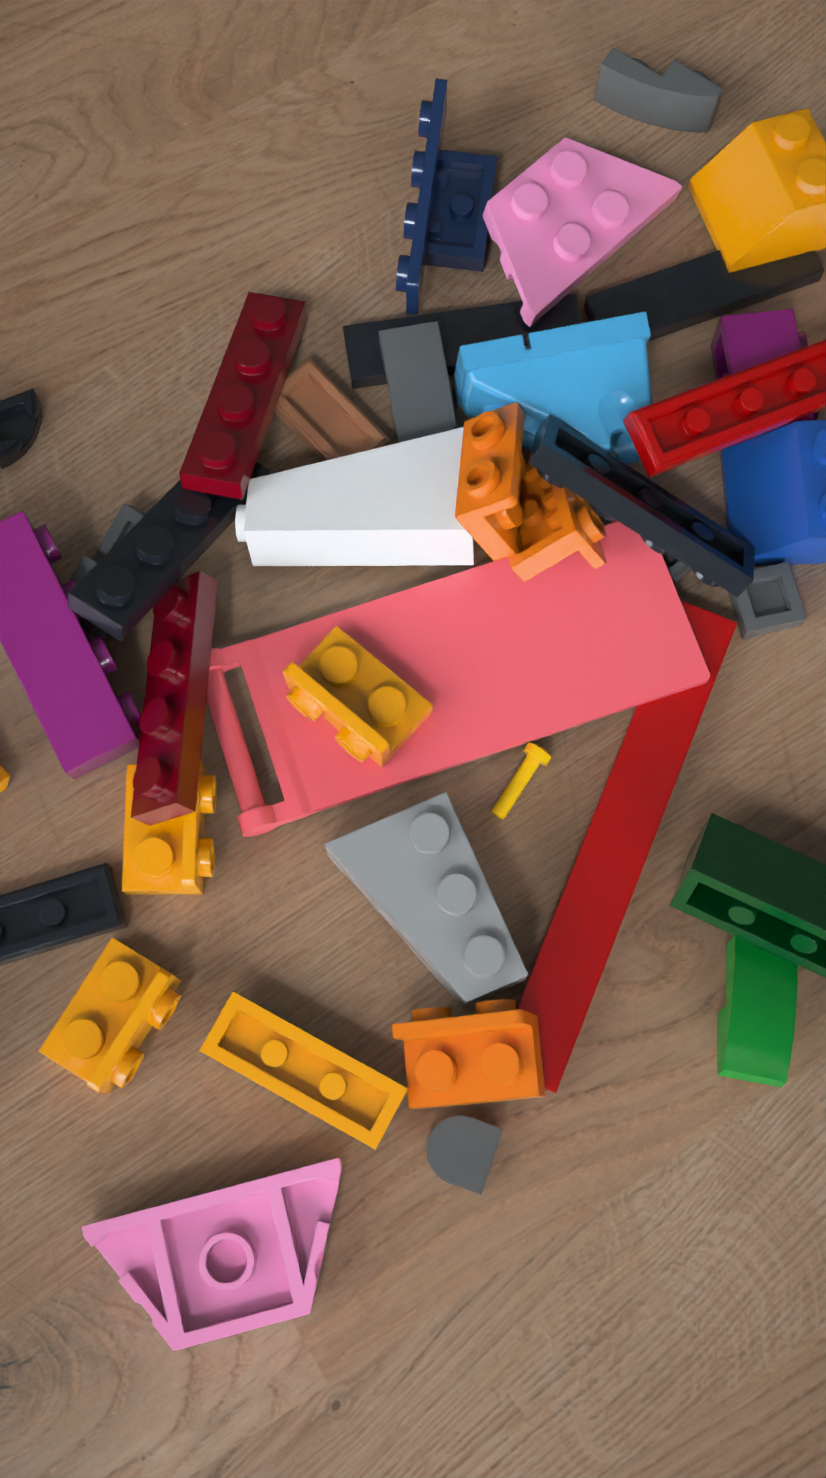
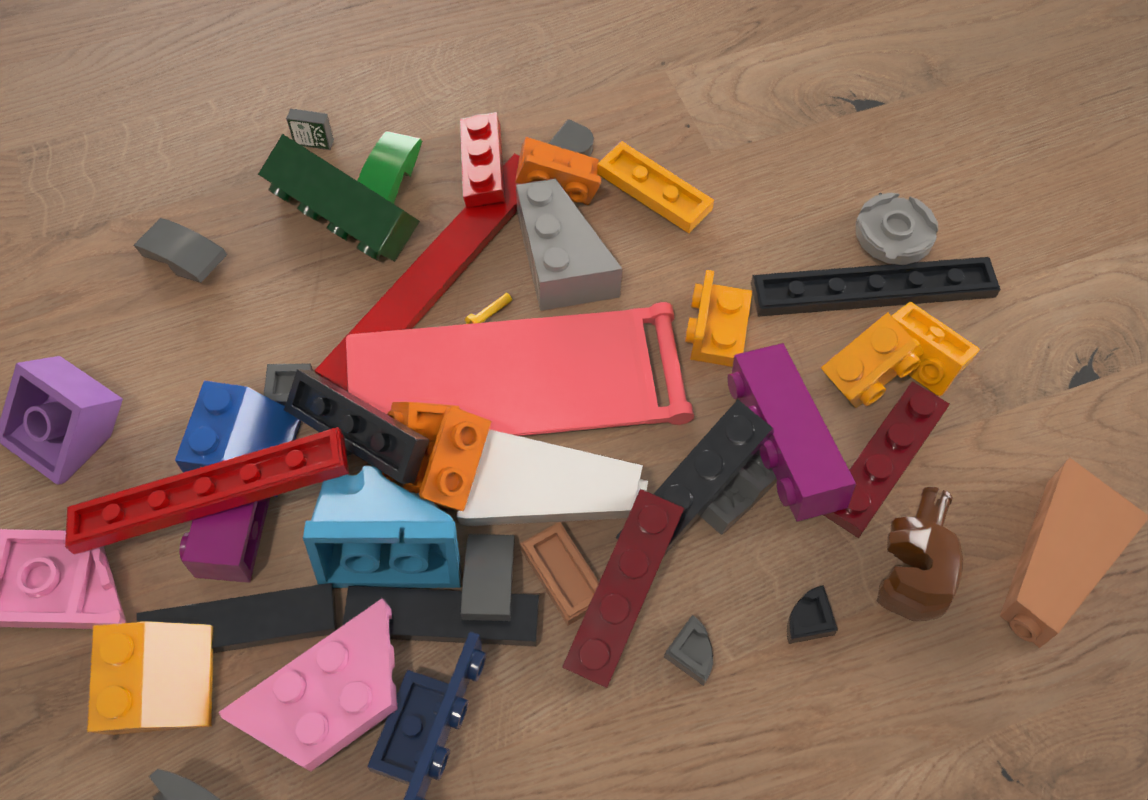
camera: 170 degrees left, 15 degrees down
(112, 1017) = (761, 231): light orange bracket -> none
(154, 360) = (692, 651): none -> dark grey tile
(175, 701) = (704, 373): dark red plate -> none
(226, 1254) = (711, 118): bright pink wing -> none
(357, 697) = (585, 358): light orange bracket -> none
(607, 1063) = (481, 160): none -> plate

